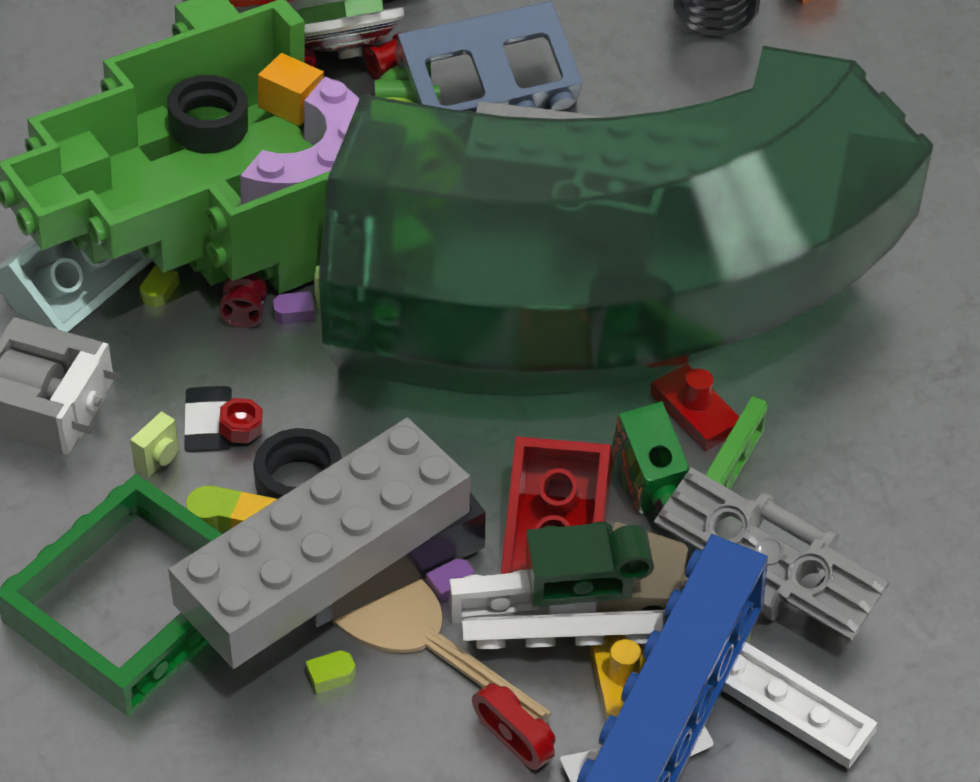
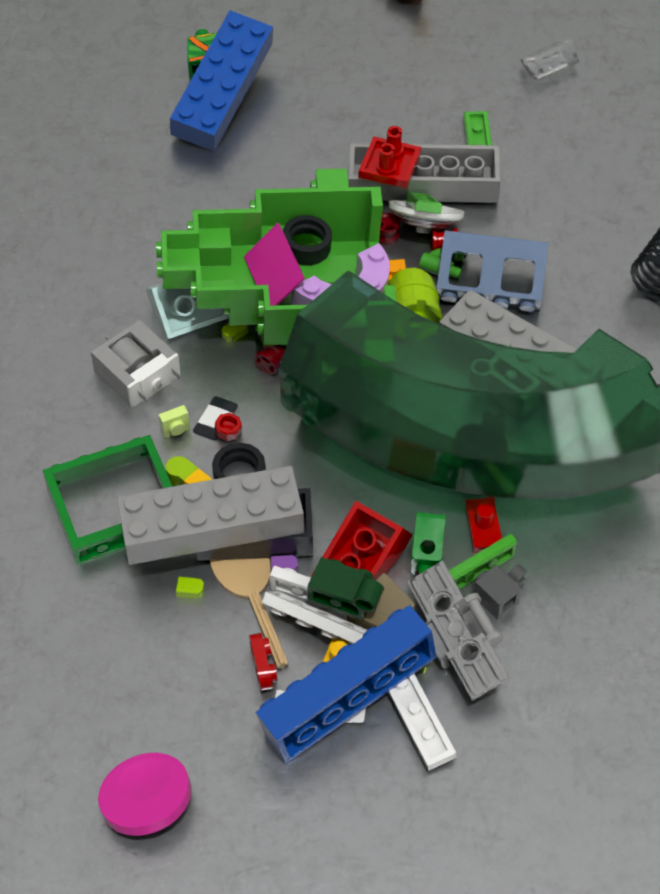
camera: 30 degrees right, 5 degrees up
(186, 152) = (274, 265): none -> dark pink window
(286, 86) = (359, 237): light orange brick -> none
(781, 474) = (500, 590): none -> dark grey brick

